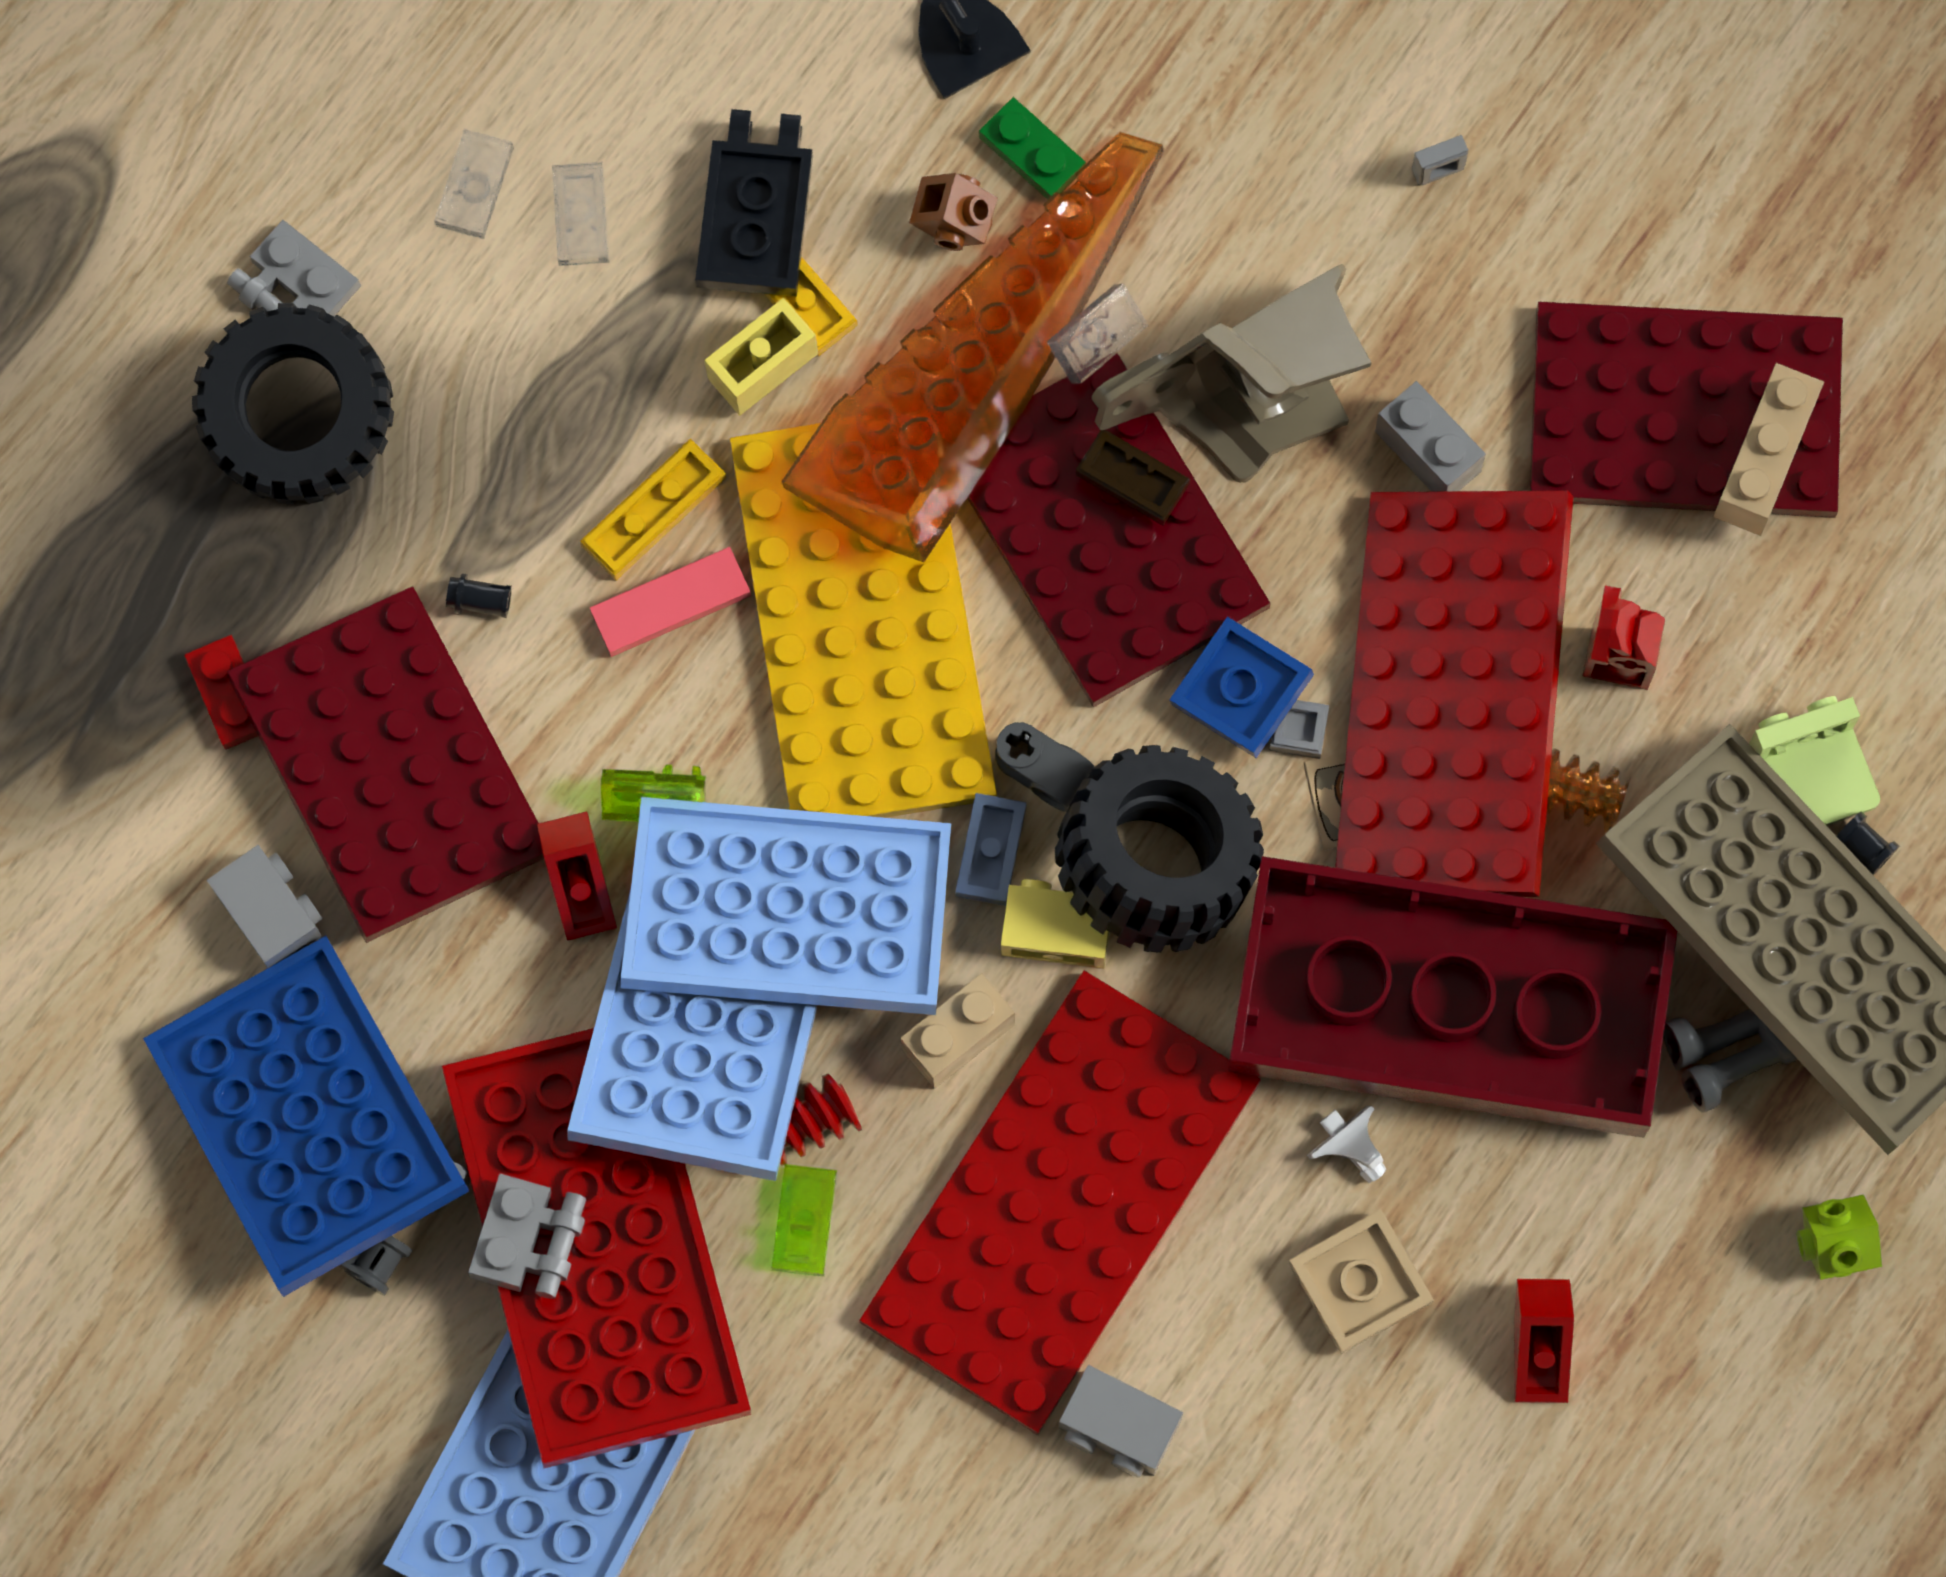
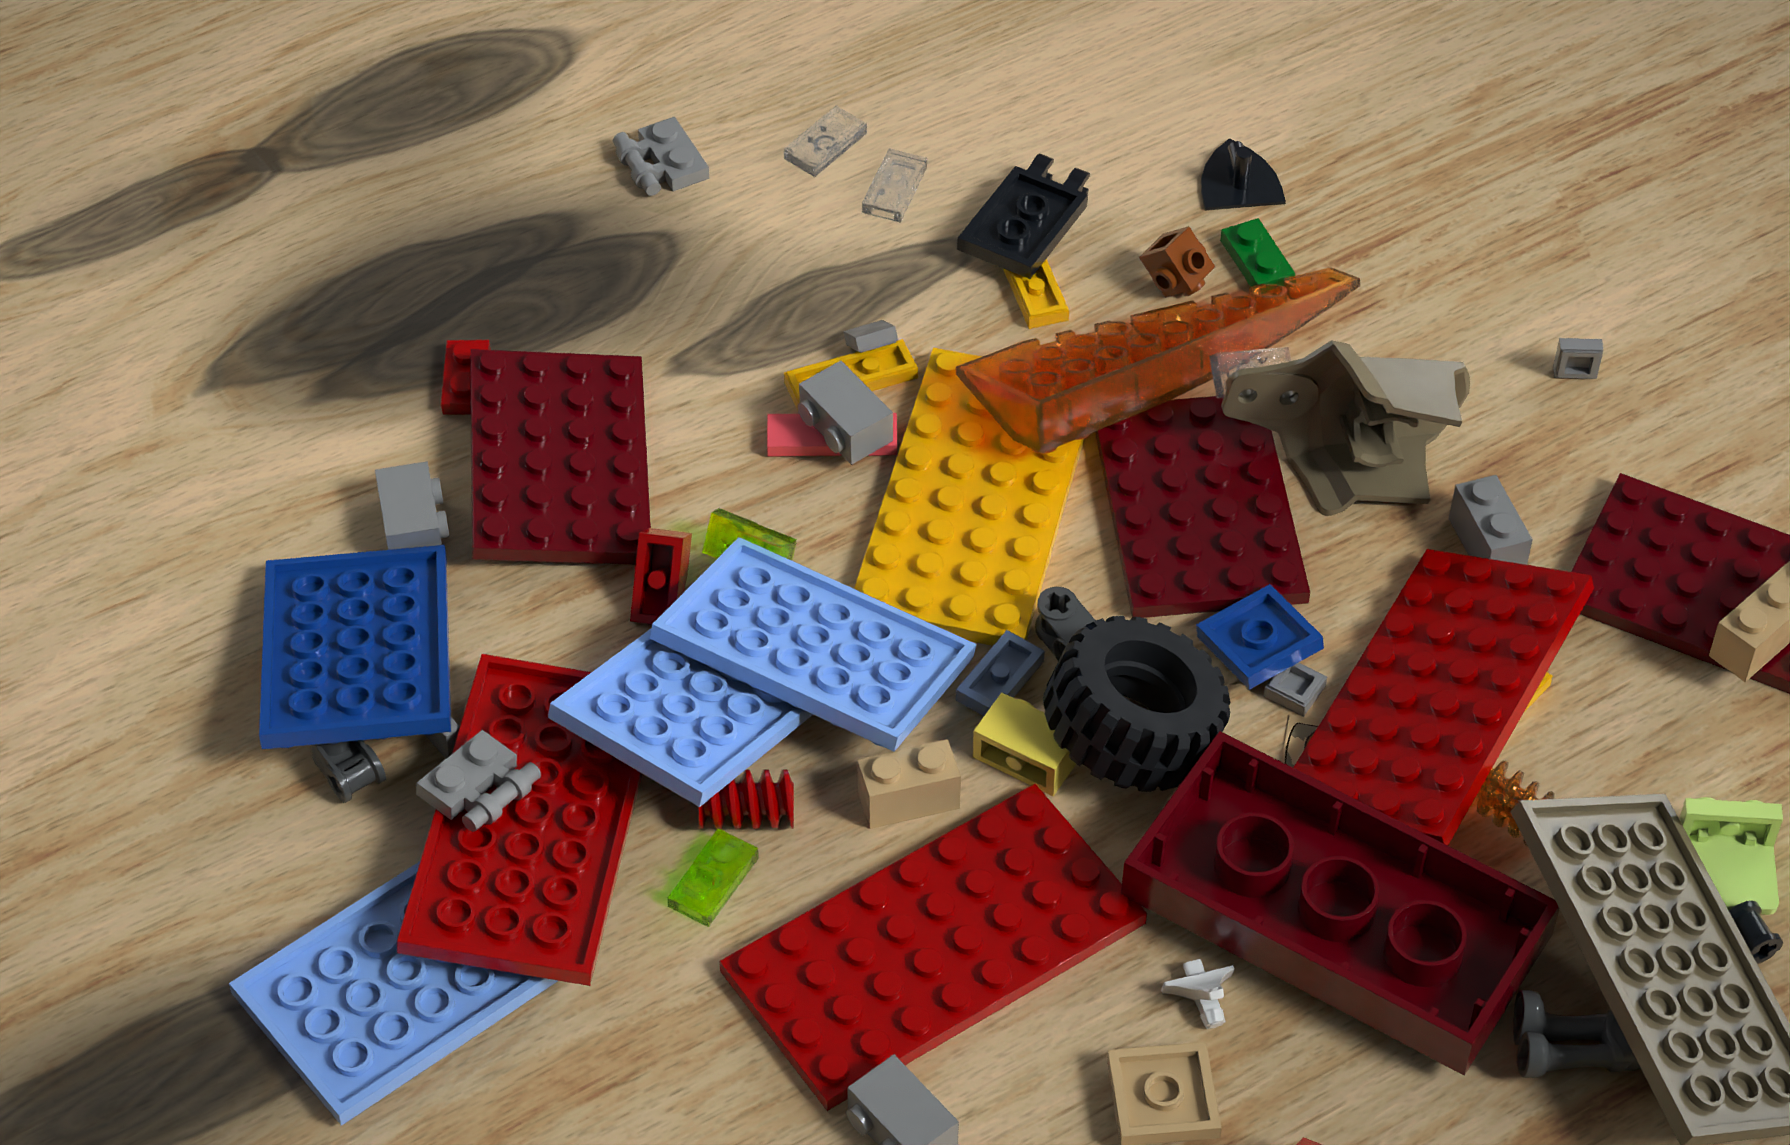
camera: 20 degrees right, 25 degrees down
(252, 349) = (605, 166): black tyre -> none
(478, 596) = (680, 376): black pin -> none
(654, 451) = (871, 336): none -> light grey tile
(680, 583) = (845, 412): none -> light grey brick
(761, 356) = (983, 300): light yellow brick -> none
(1132, 477) = (1235, 463): dark brown plate -> none
(1623, 642) = (1595, 704): red piece -> none

